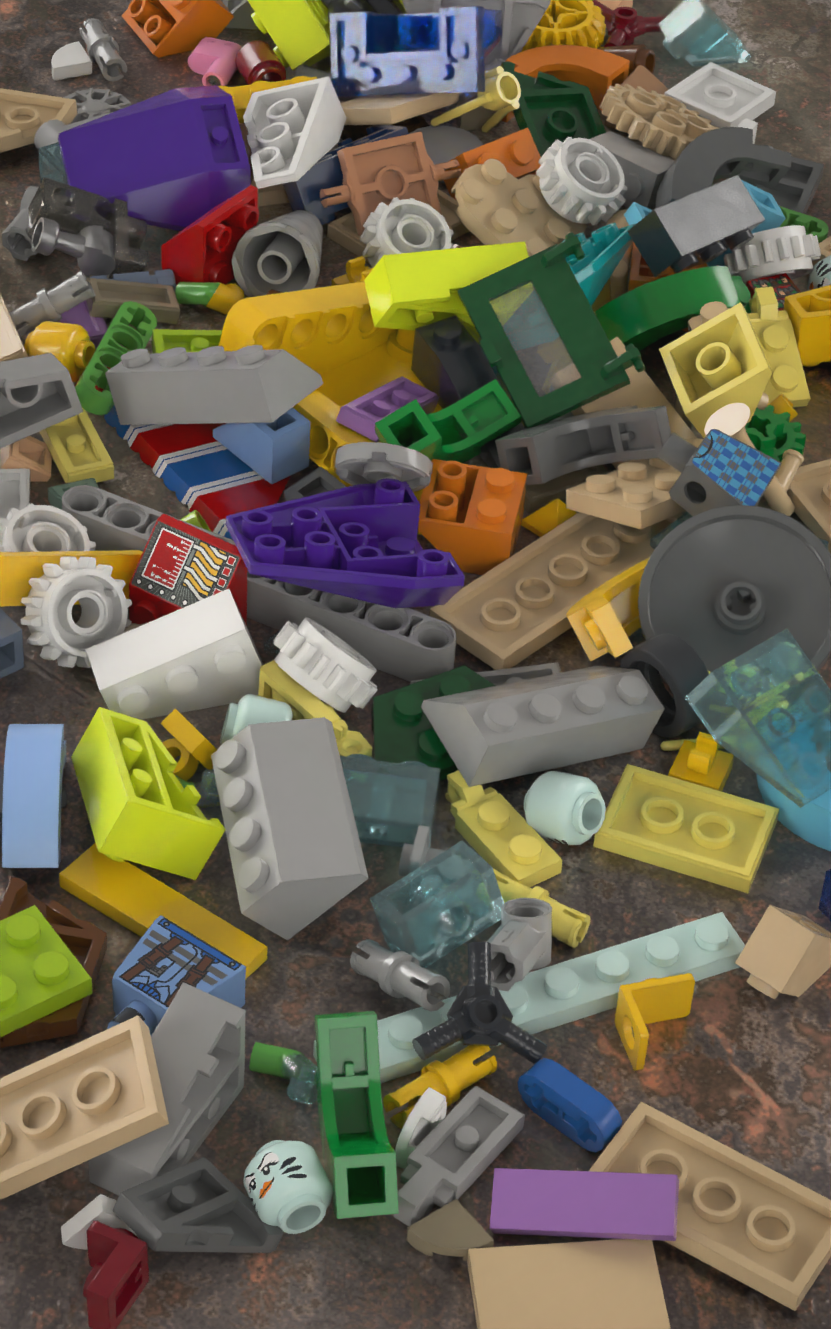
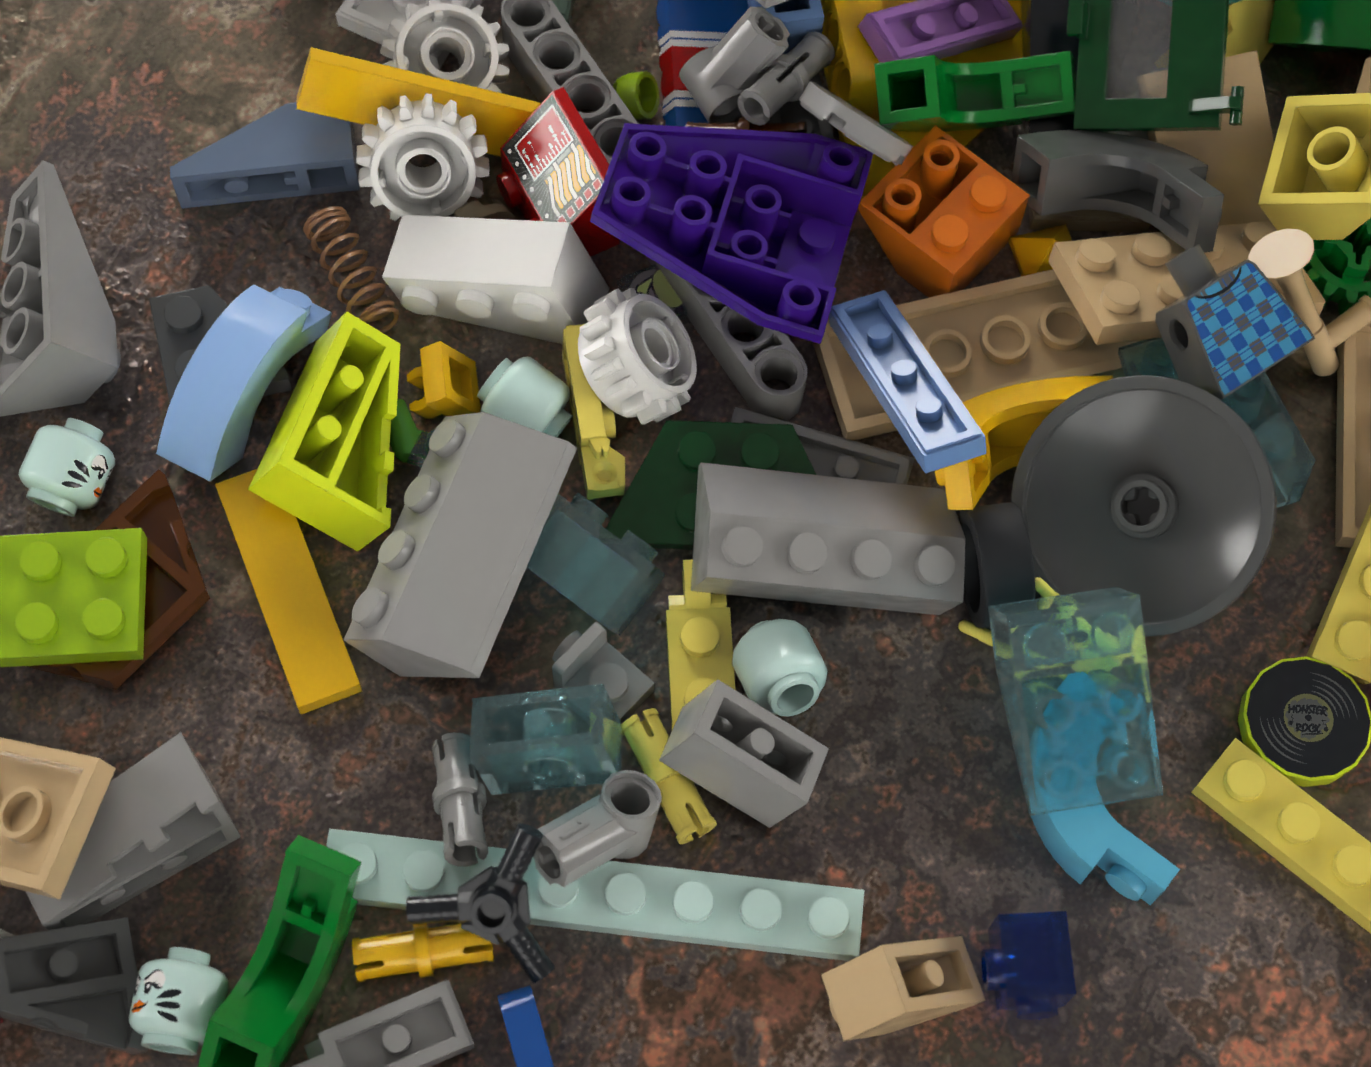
camera: 30 degrees right, 25 degrees up
(27, 691) = (371, 313): none -> medium nougat piece
(160, 965) = (225, 690): torso -> none
(264, 473) = (741, 57): none -> light grey piece
(288, 1065) = (281, 831): arm -> none
(305, 468) = (786, 78): none -> light grey pin
(421, 1121) = (359, 998): white tile -> none
(537, 593) = (907, 382): none -> medium blue tile
(584, 856) = (744, 754): none -> light grey brick
(649, 1003) = (702, 965): yellow bracket -> none
(687, 828) = (910, 751): light yellow tile -> none
(702, 763) = (970, 683): yellow tile -> none

